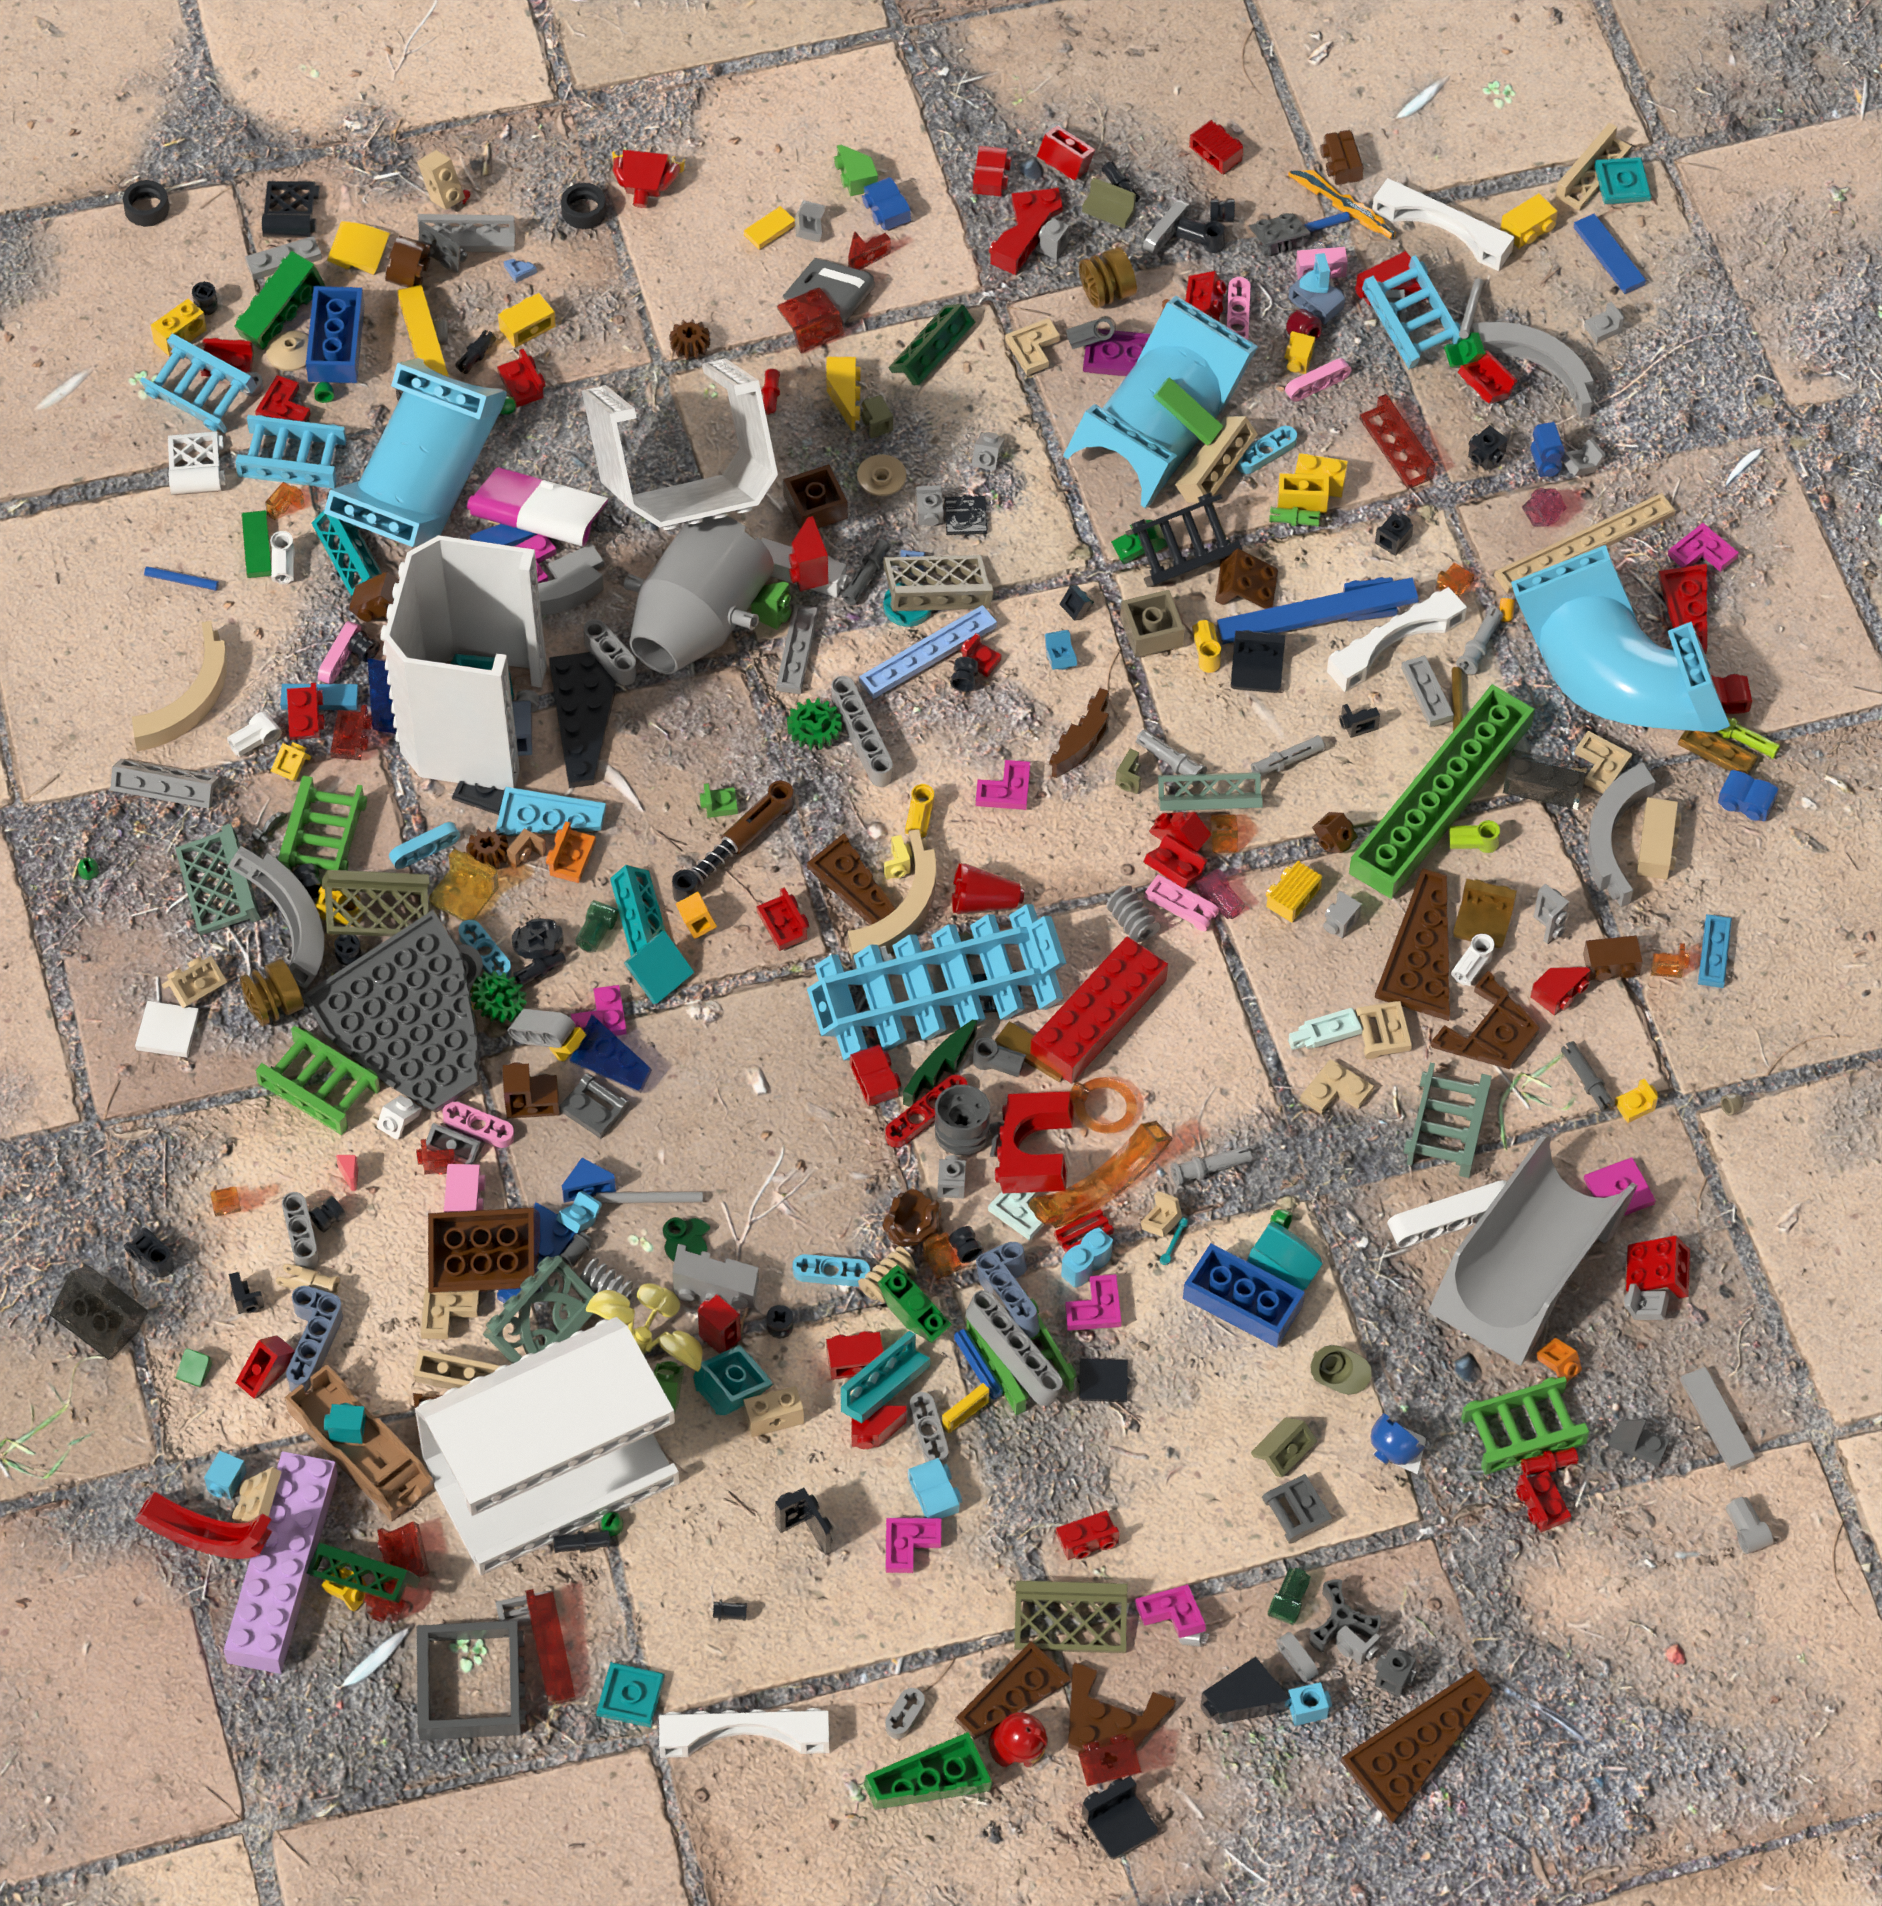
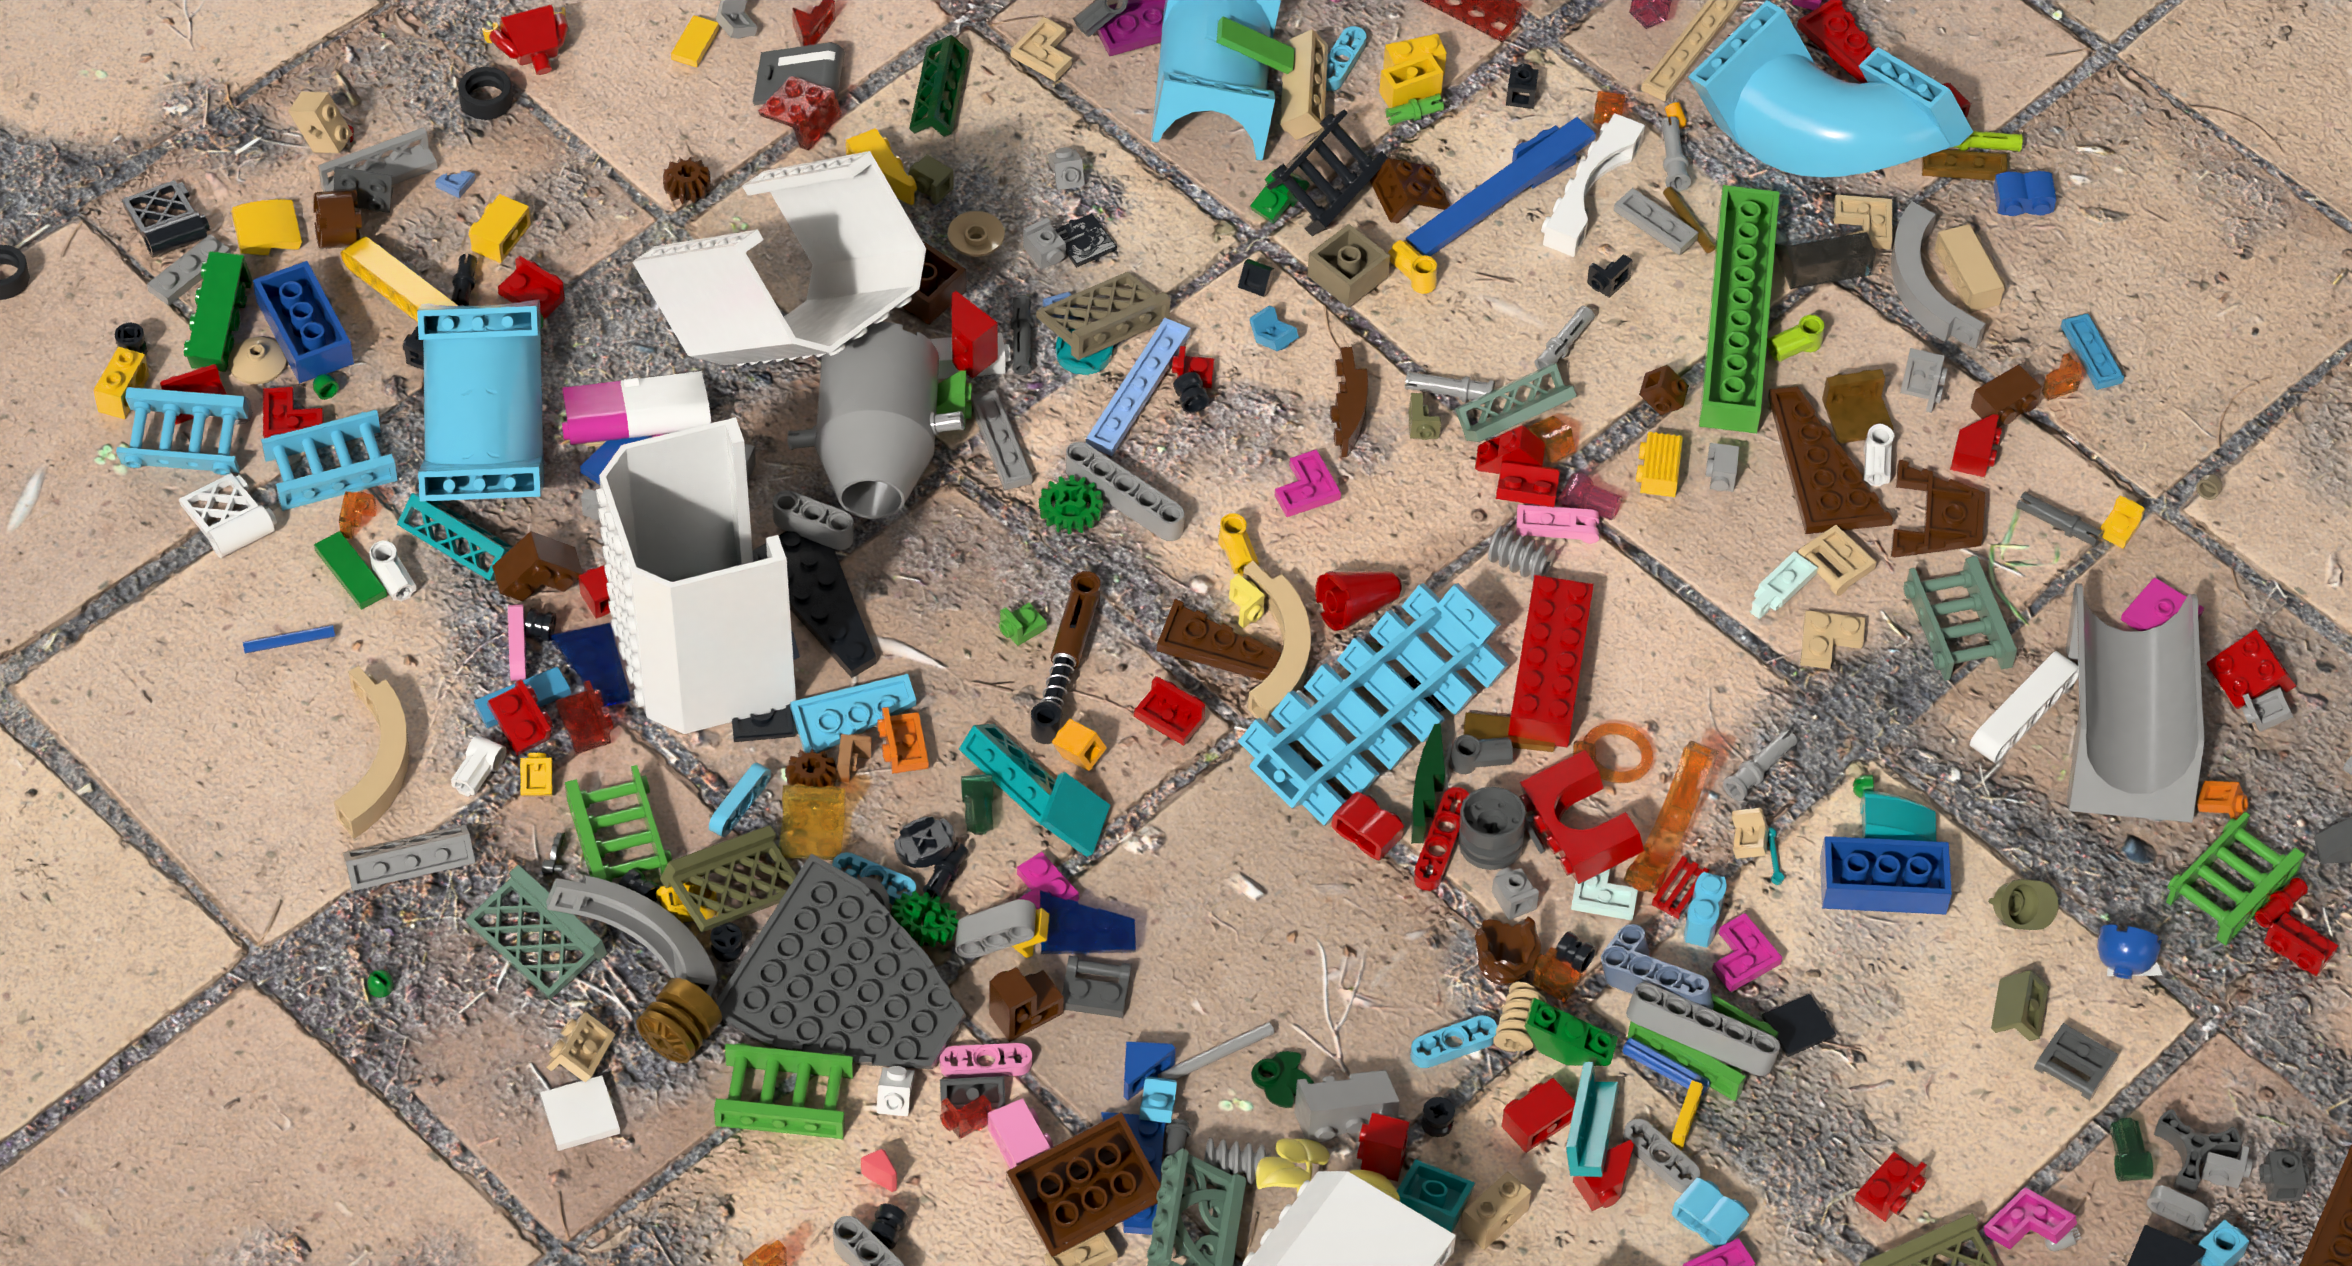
camera: 30 degrees left, 5 degrees down
(1257, 661) = (1473, 260): black bracket -> none

